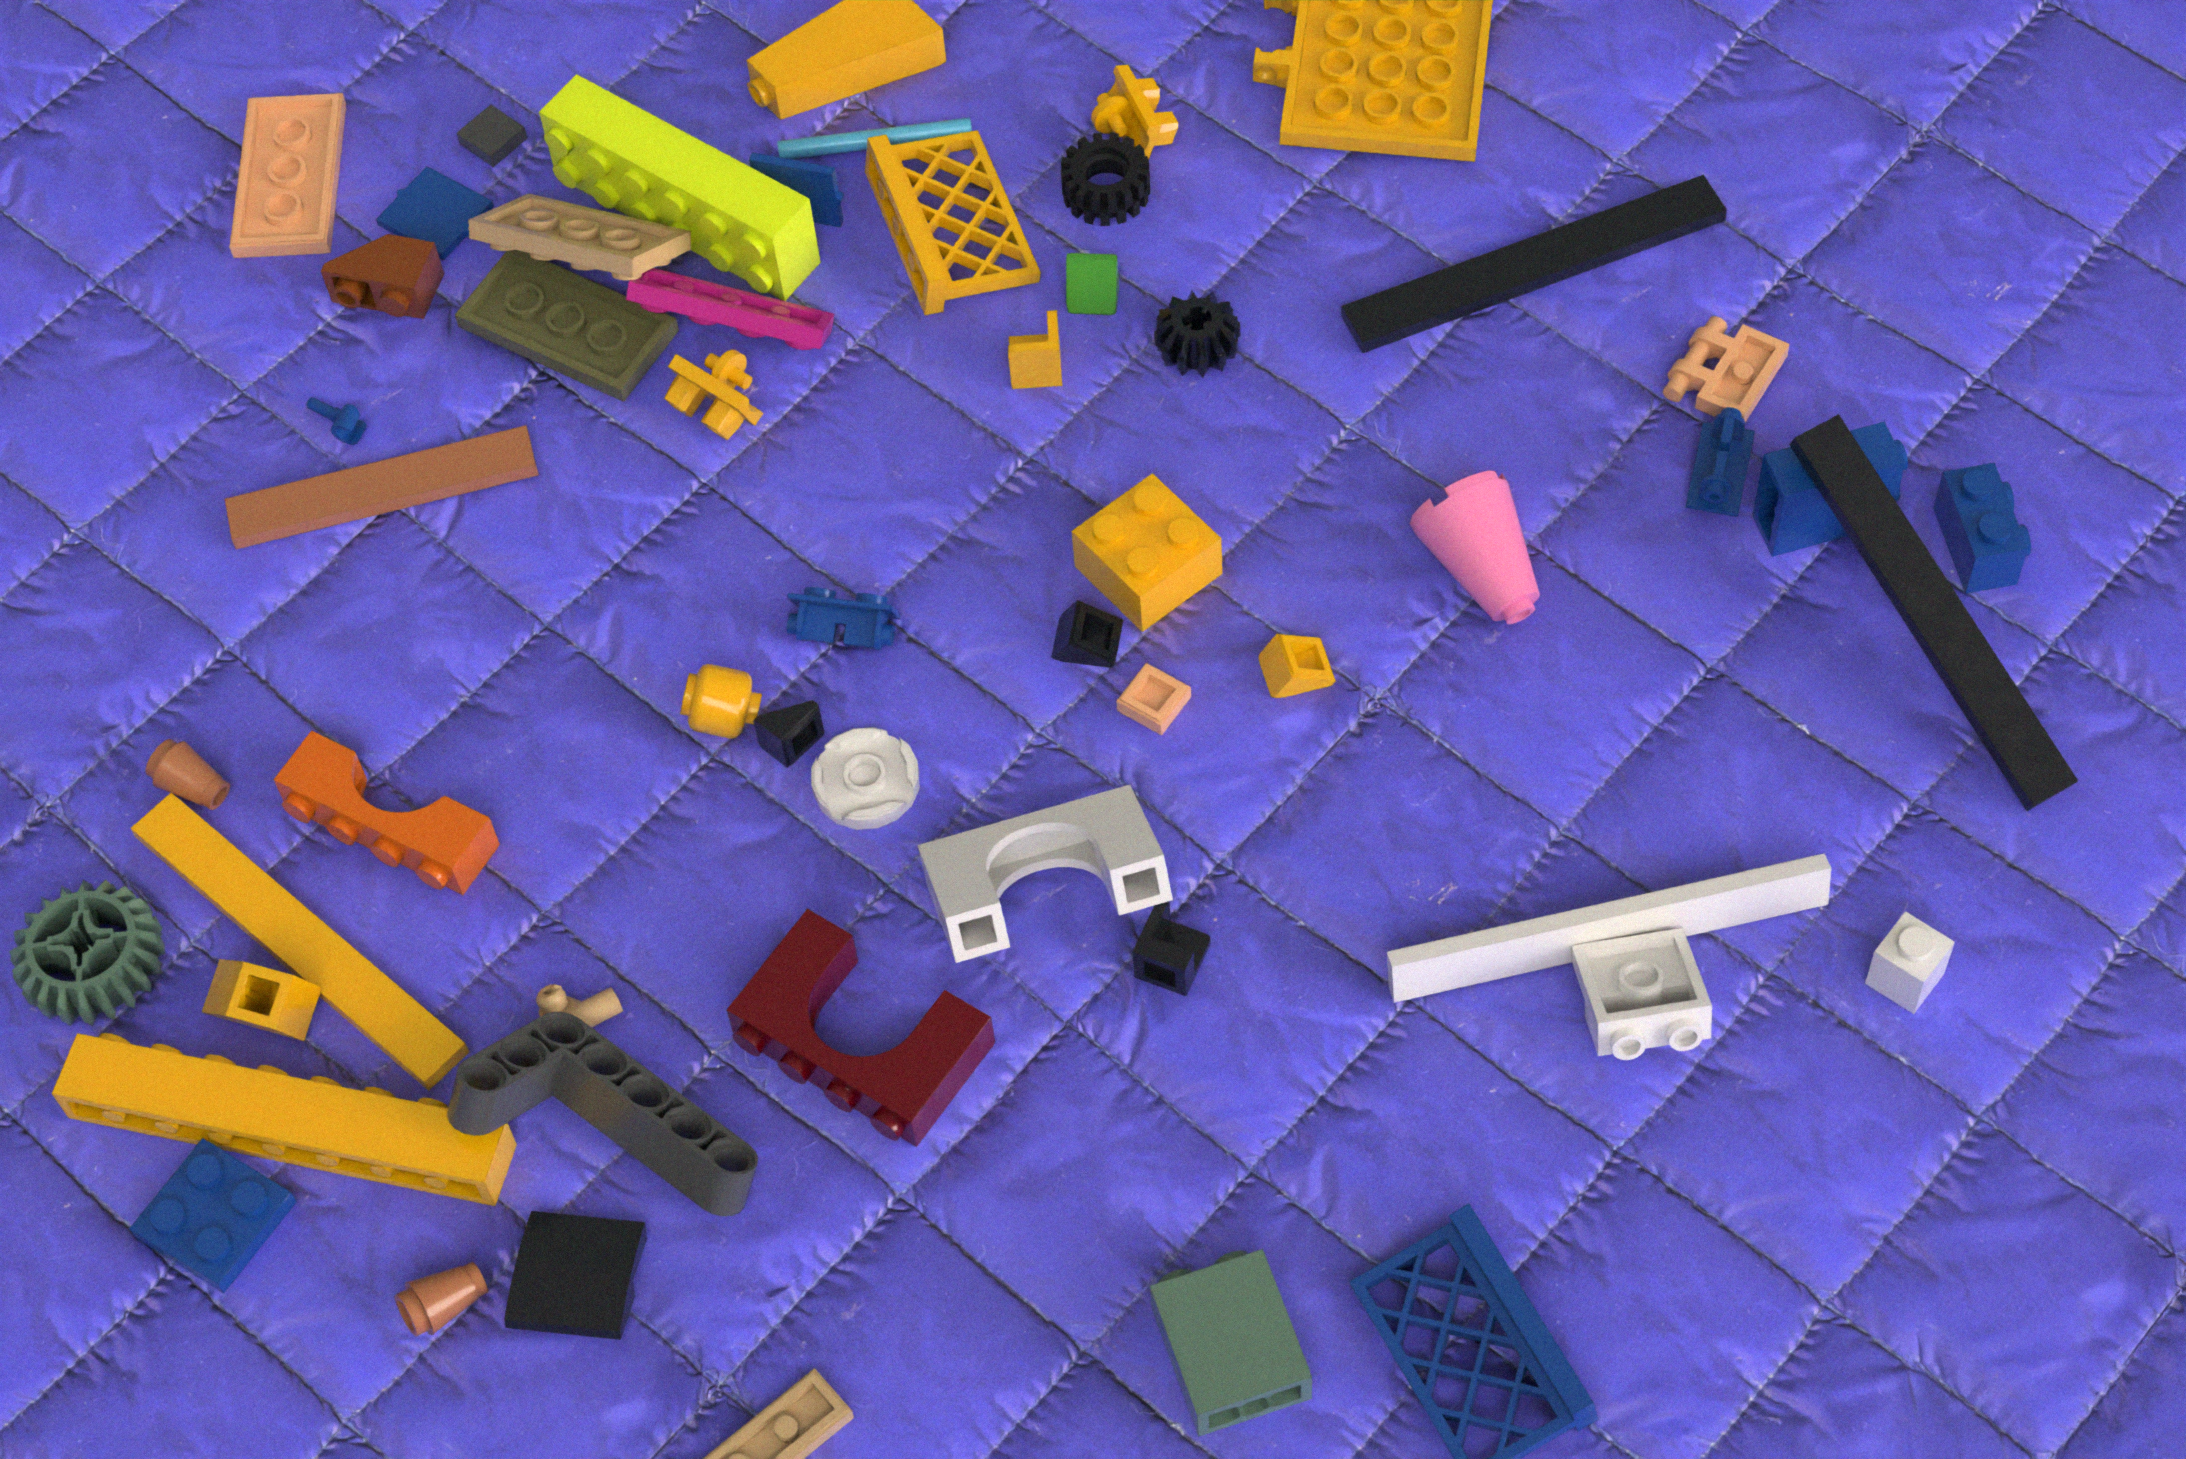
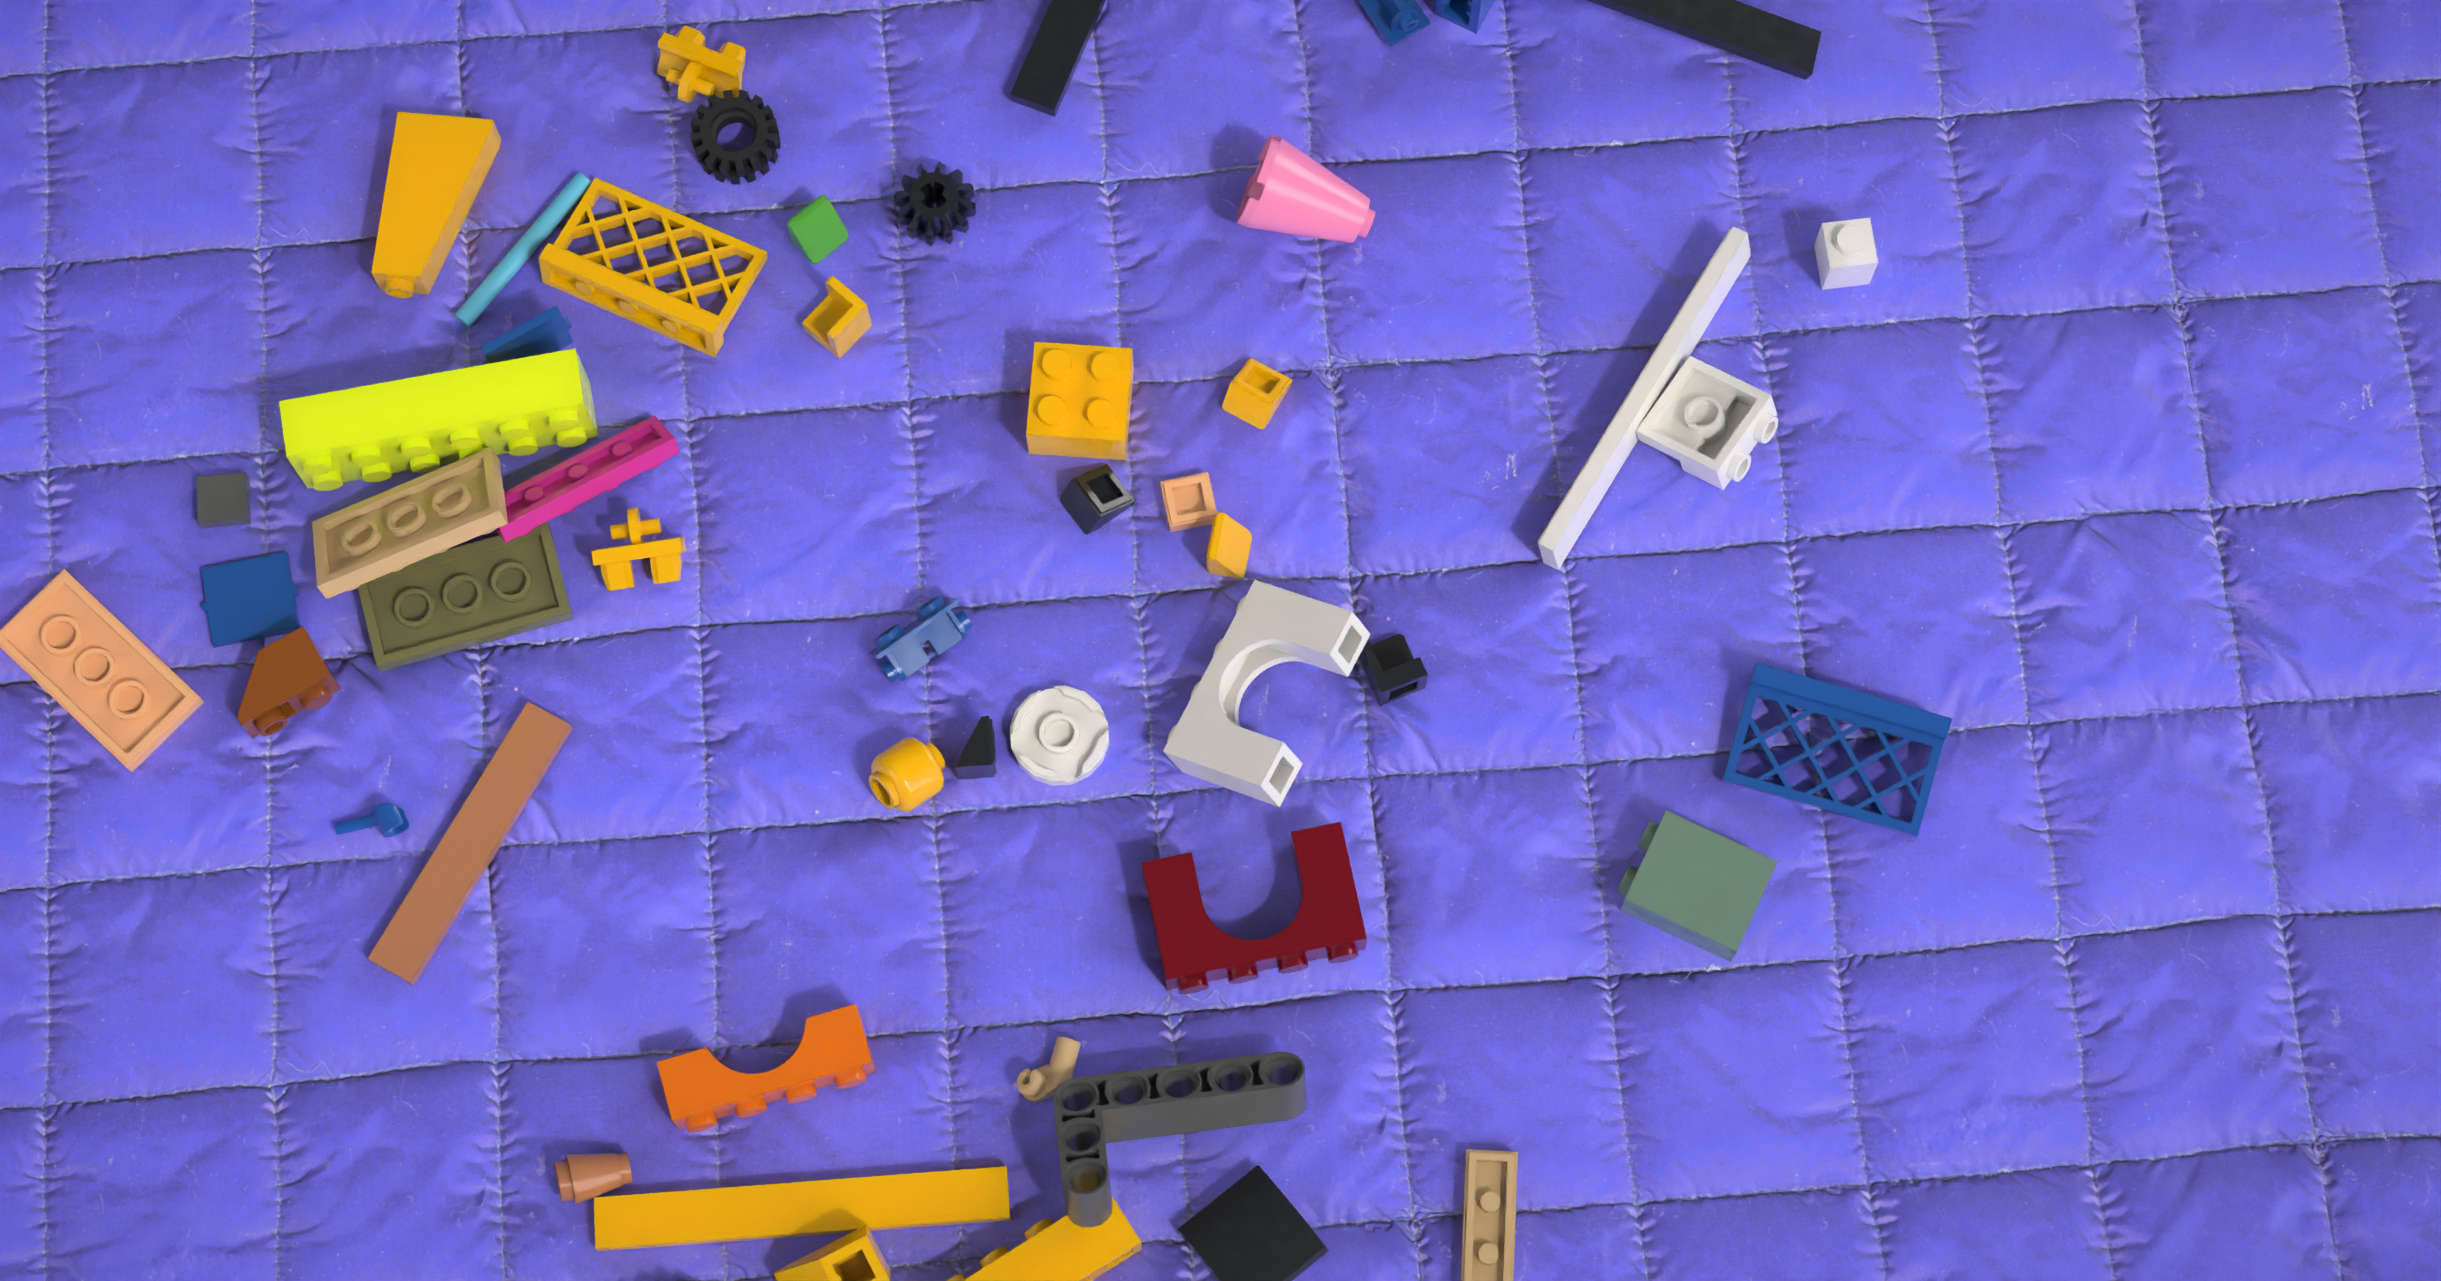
camera: 50 degrees left, 15 degrees up
(1143, 751) = (1228, 547): none -> yellow slope

